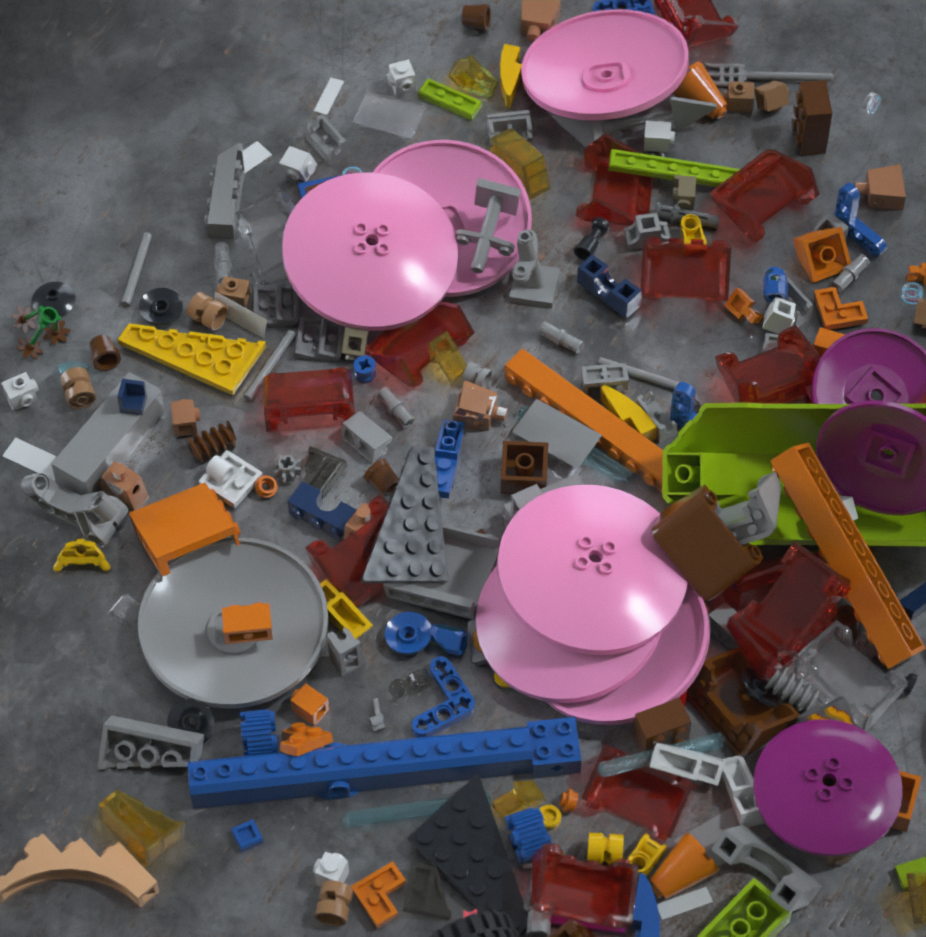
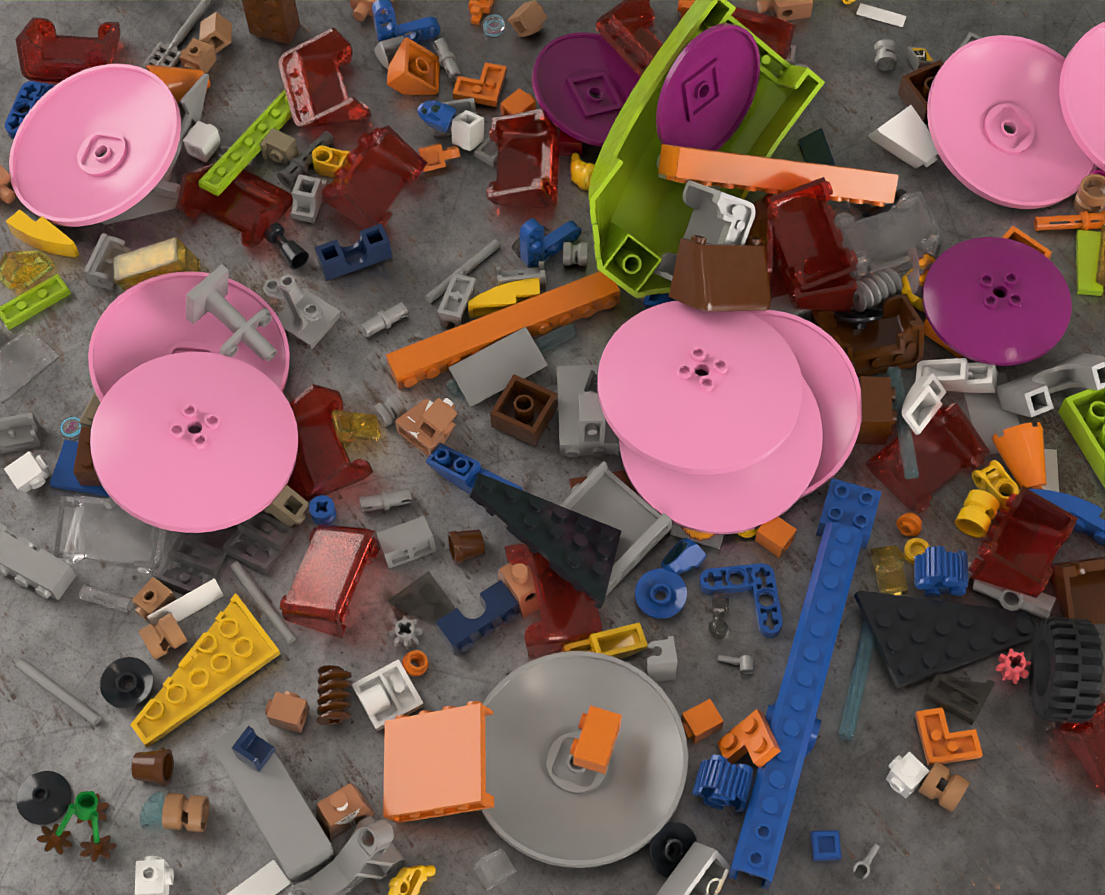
camera: 65 degrees left, 5 degrees up
(244, 870) = (867, 860): none -> light grey hand
(504, 700) = (776, 536): none -> orange panel

